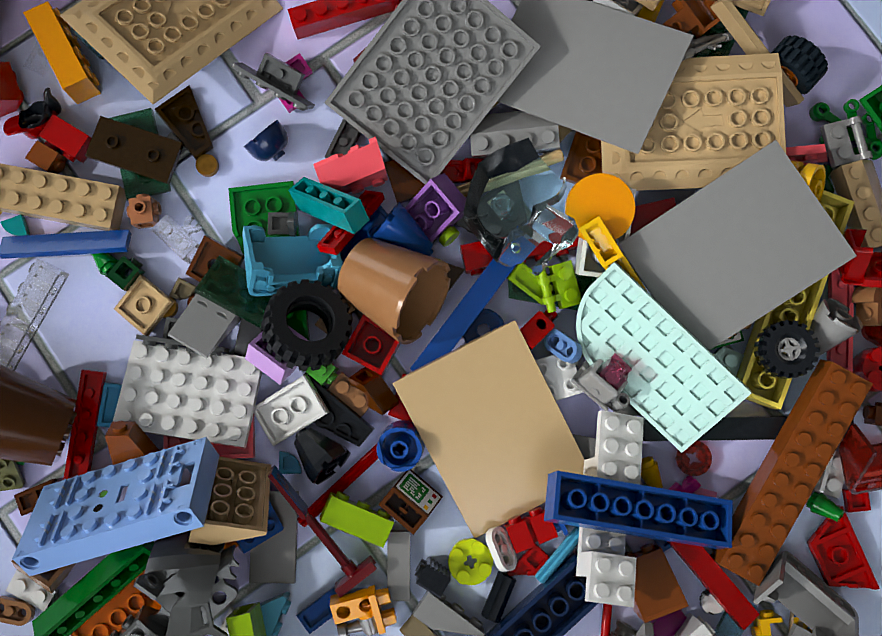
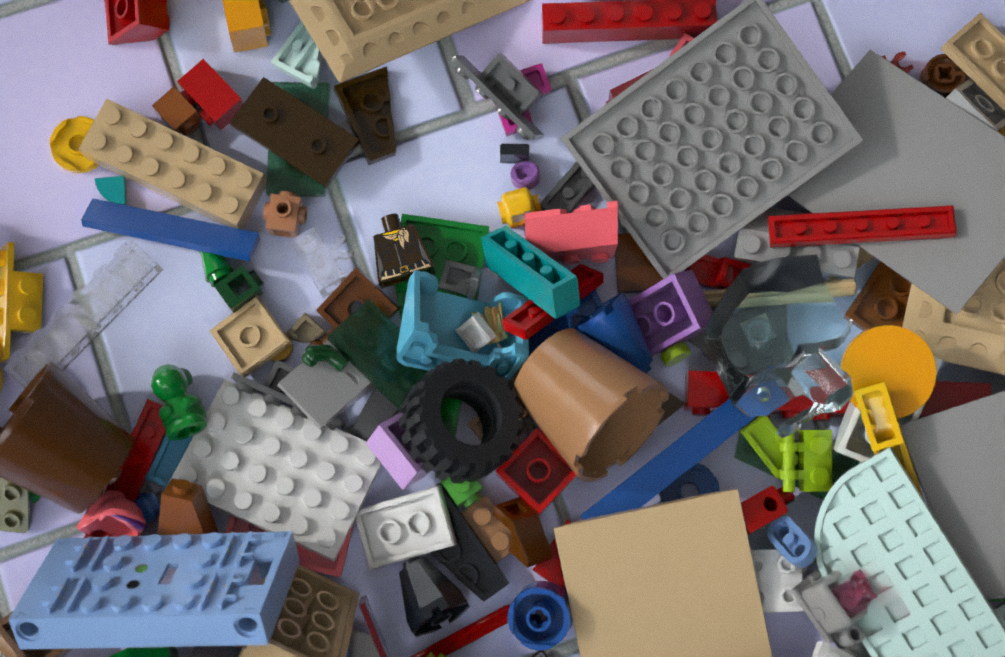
camera: 15 degrees right, 5 degrees down
(27, 499) = (32, 551): reddish brown tile -> none
(33, 119) = (176, 58): black hair -> none
(77, 458) = (113, 515): none -> coral hair
(100, 447) = (149, 506): none -> blue plate
(106, 372) = (181, 412): none -> green animal
(124, 96) = (299, 57): none -> light aqua wing
(196, 303) = (324, 353): none -> dark green arm
(207, 165) = (381, 176): pearl gold tile -> none
(231, 215) = (399, 252): none -> torso
(268, 143) = (470, 169): dark blue cylinder -> none
(289, 463) = (383, 599): dark azure tile -> none
(297, 123) = (514, 153): none -> black tile
(302, 259) = (475, 332): none -> white tile
(306, 159) = (515, 205): none -> yellow head
(309, 137) = (525, 174): none -> medium lavender tile
(314, 254) = (494, 320): none -> pearl gold piece
(556, 109) = (862, 226): none -> red tile

